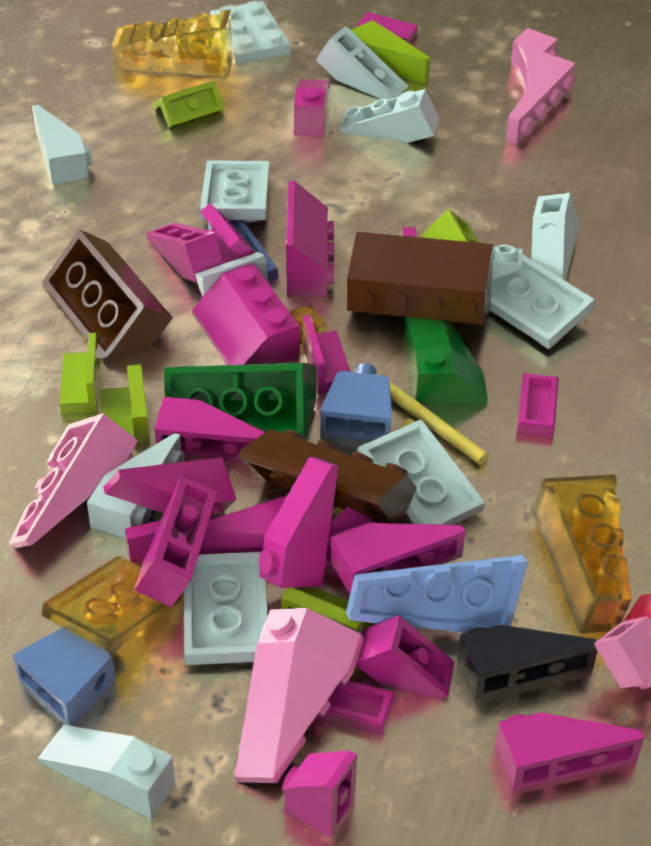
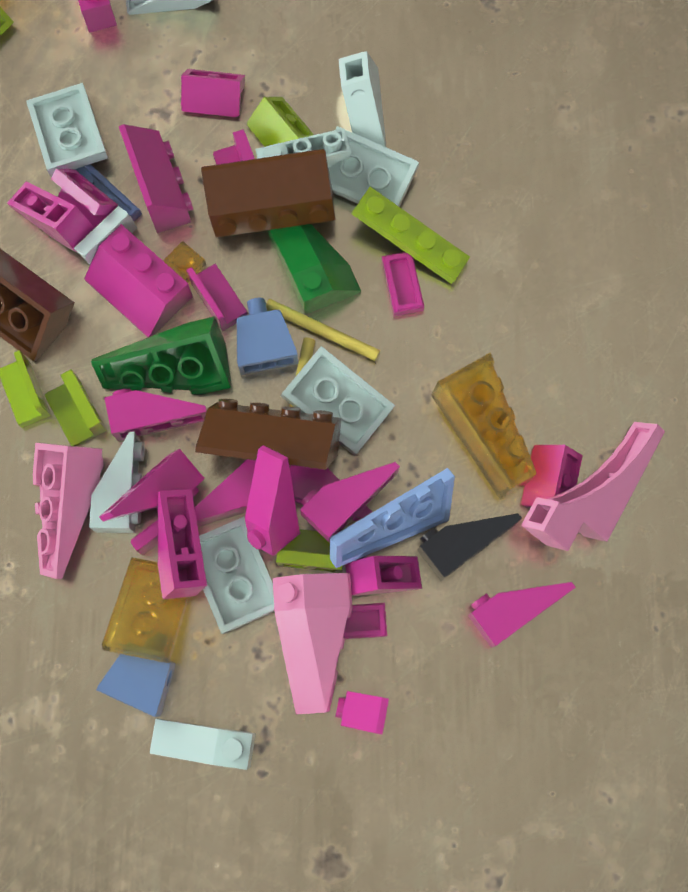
camera: 20 degrees left, 30 degrees up
(395, 201) = (211, 92): none -> dark pink panel
(563, 360) = (410, 235): none -> lime plate

